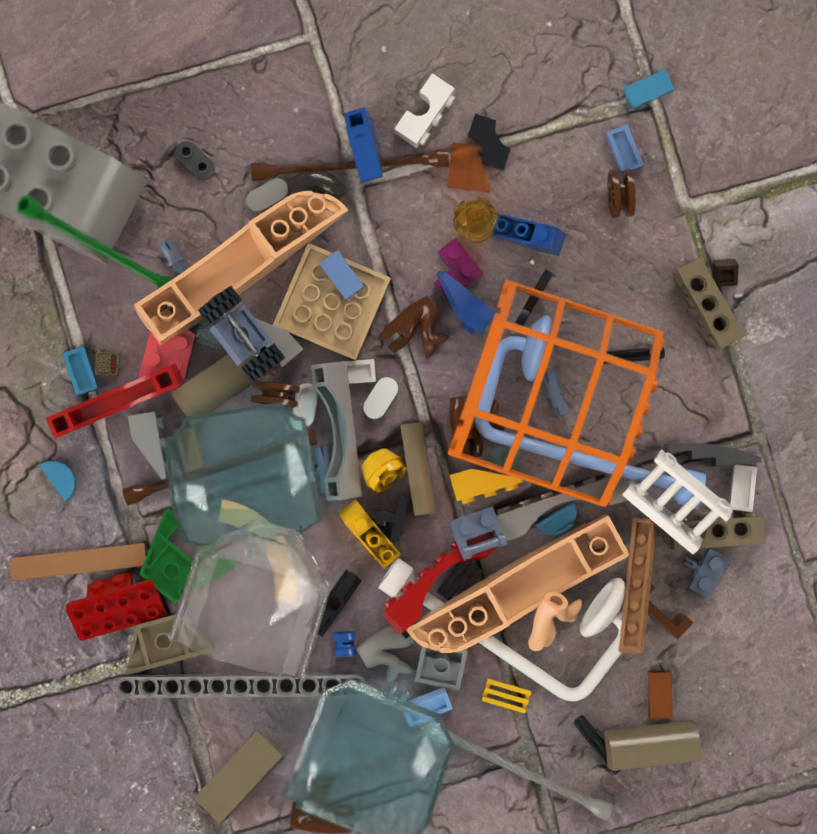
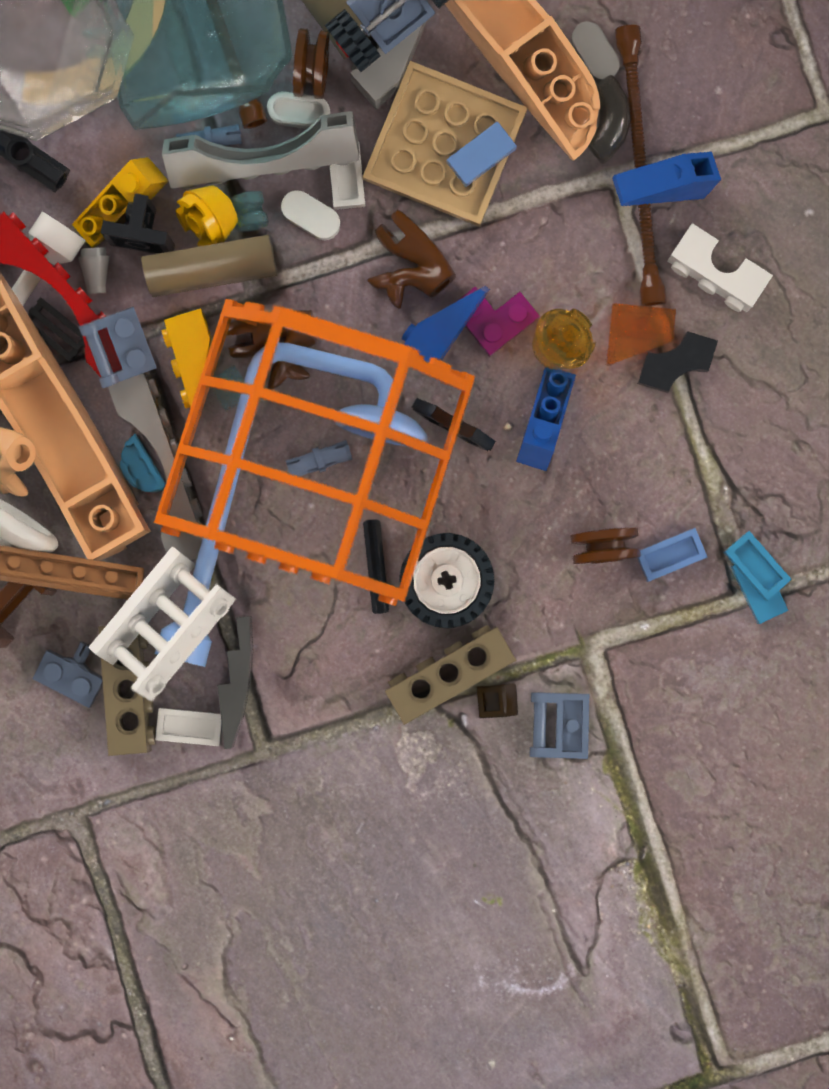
camera: 90 degrees right, 0 degrees up
(378, 440) = (250, 210): none -> clear light blue wheel
(416, 552) = (94, 268): none -> light grey cone
(634, 89) = (757, 565): none -> dark azure tile
(653, 292) = (469, 594): none -> wheel
(743, 221) = (571, 725): none -> sand blue plate

